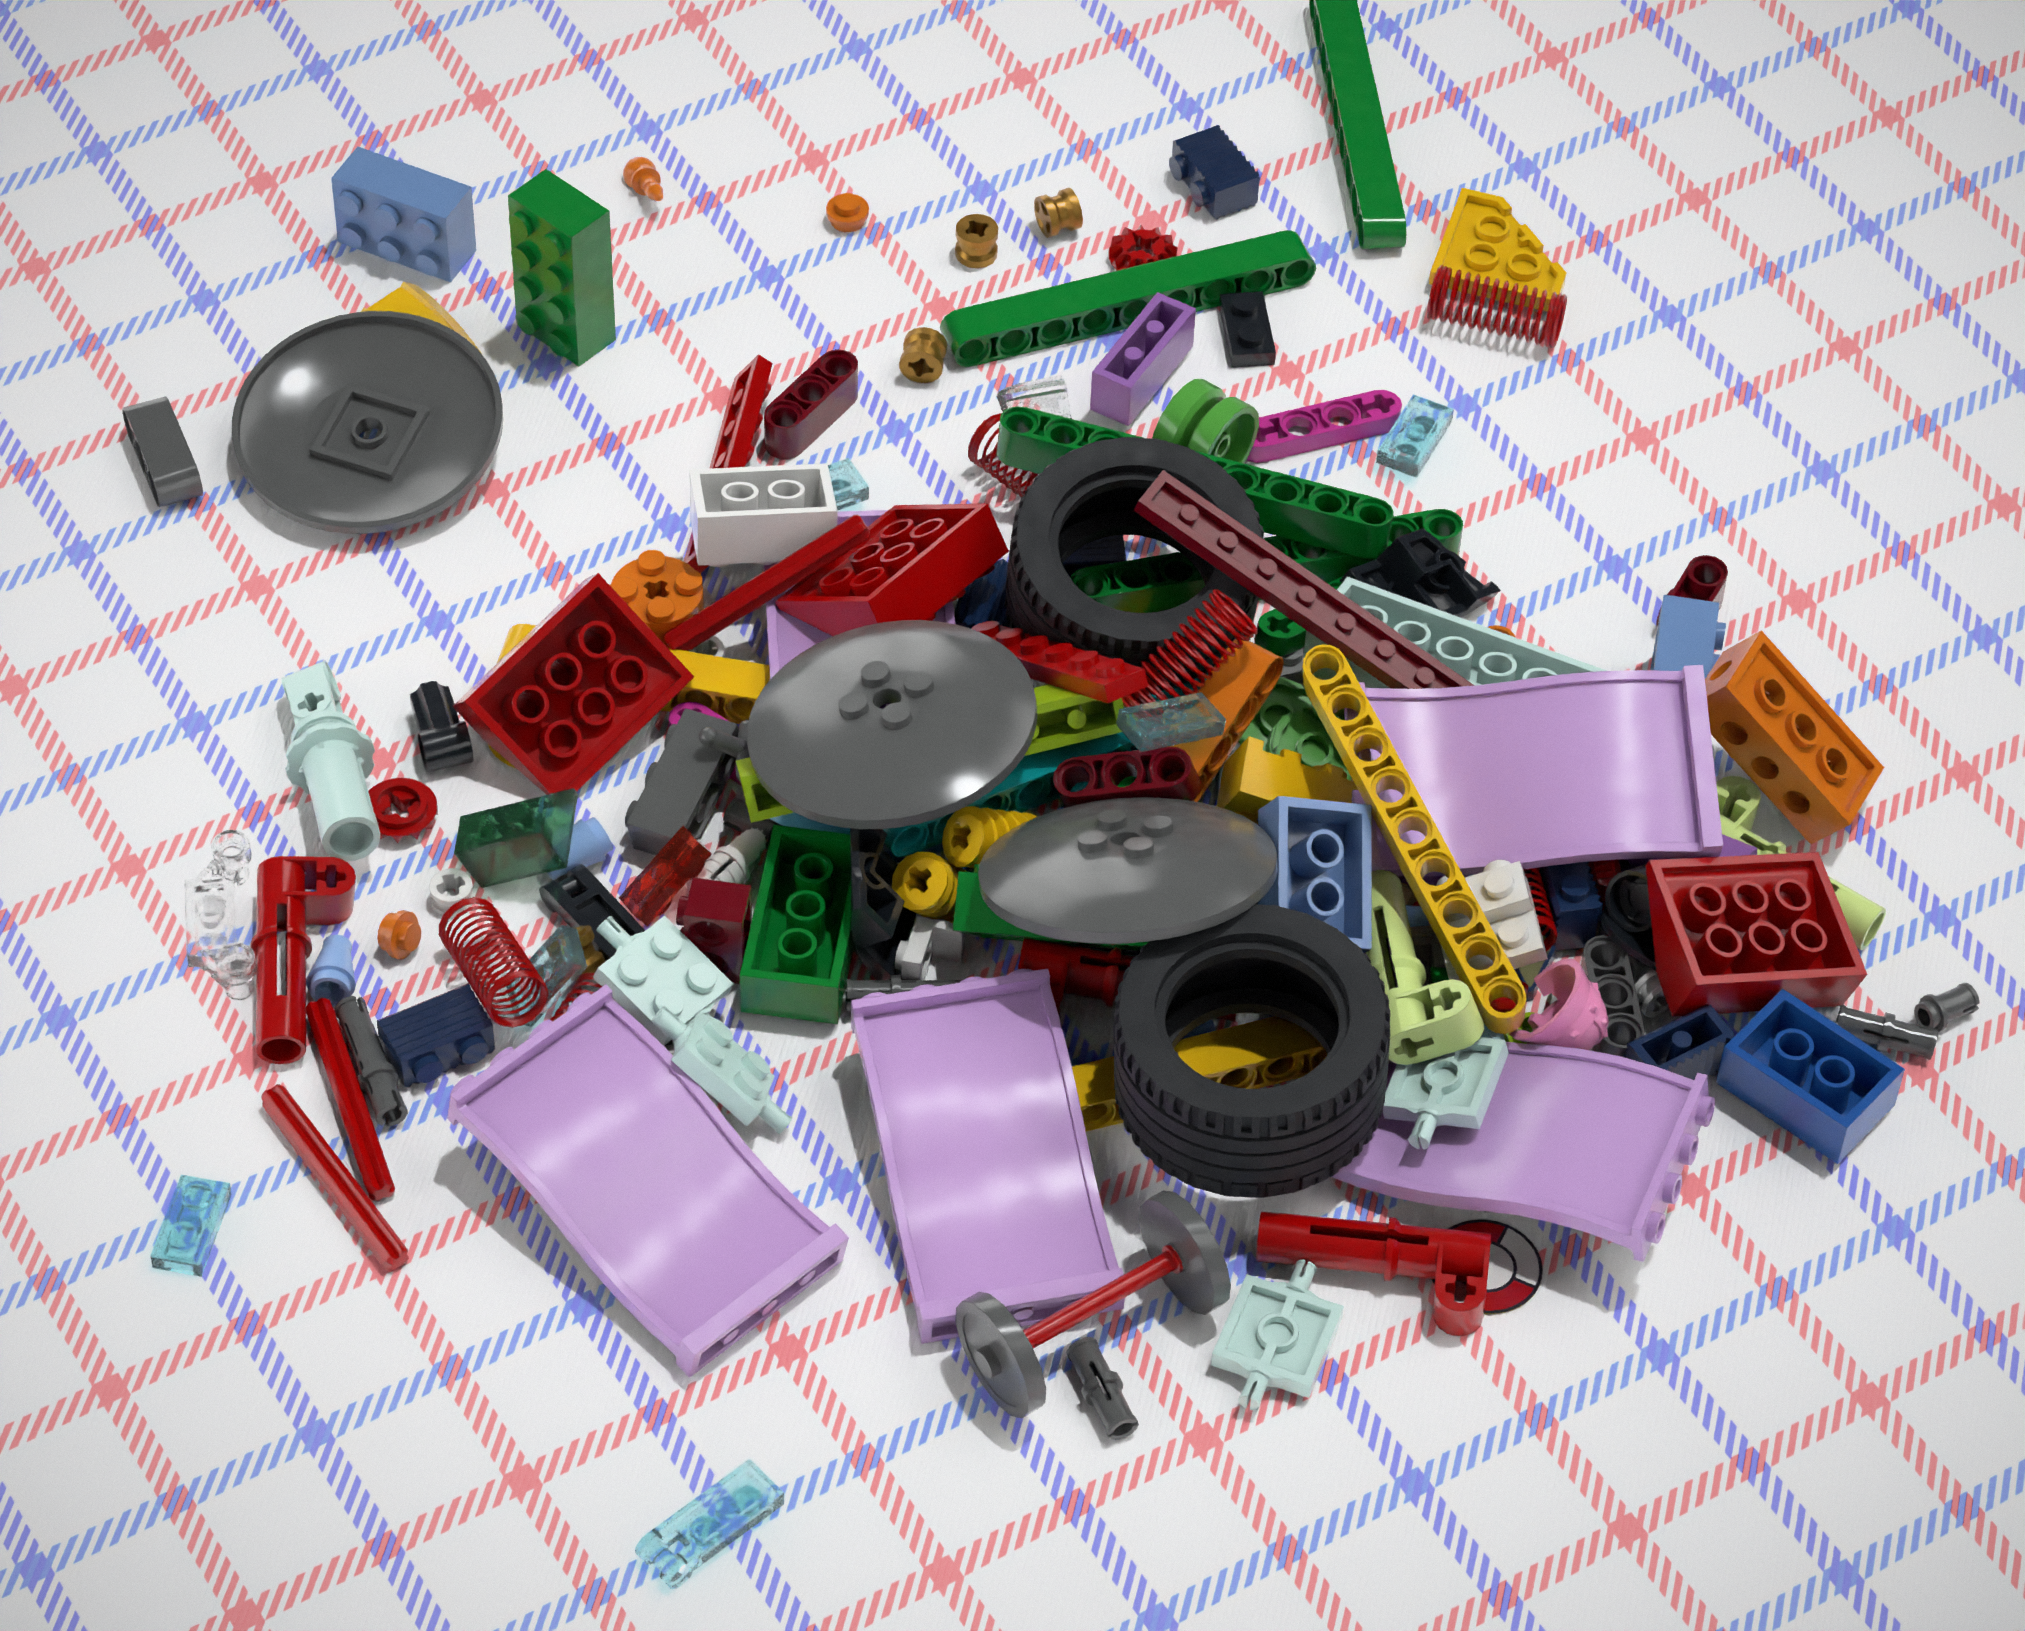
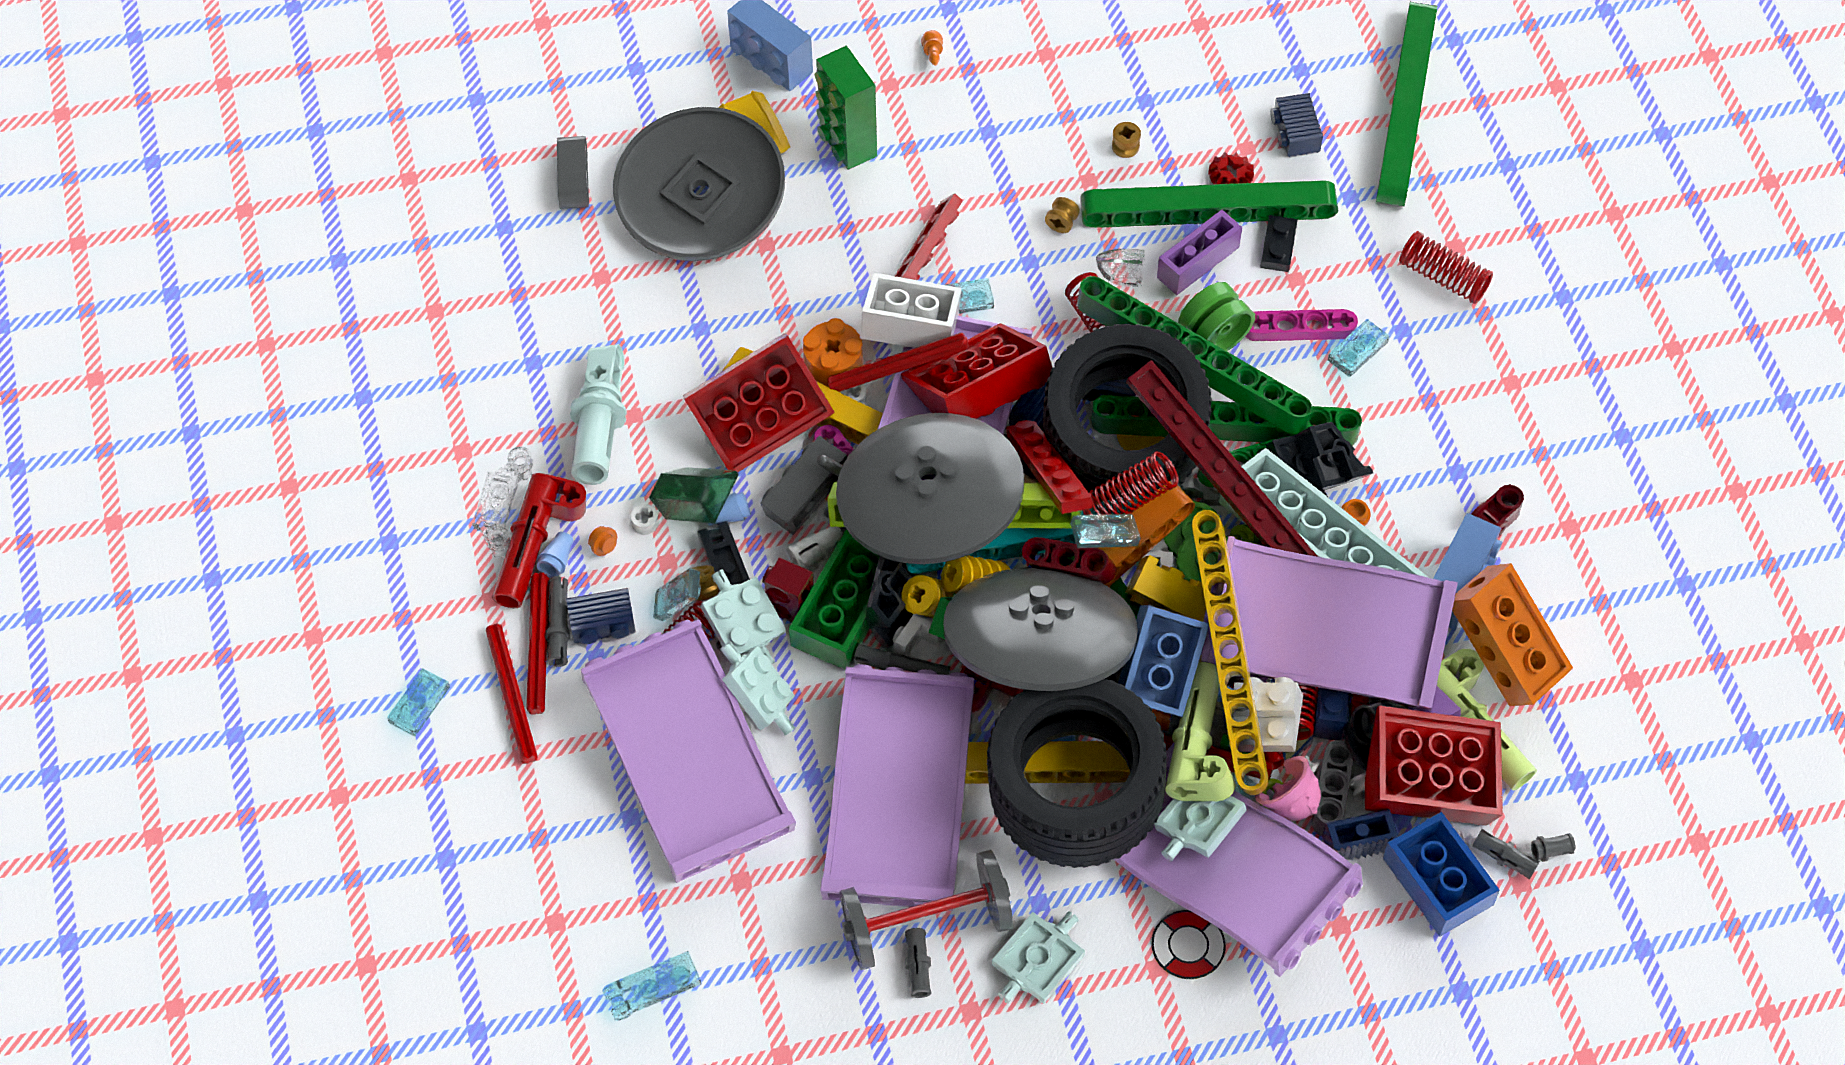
camera: 20 degrees right, 10 degrees up
(408, 796) = (643, 447): red gear -> none
(440, 733) = (674, 412): black piece -> none
(459, 955) = (658, 557): red piece -> none
(665, 876) = (772, 544): clear red plate -> none
(811, 404) = (979, 233): dark red beam -> none
(847, 212) = (1052, 98): orange plate -> none
(1058, 212) = (1185, 131): pearl gold wheel -> none
(1390, 1251) = (1128, 921): red piece -> none
(1492, 242) = (1462, 224): yellow plate -> none

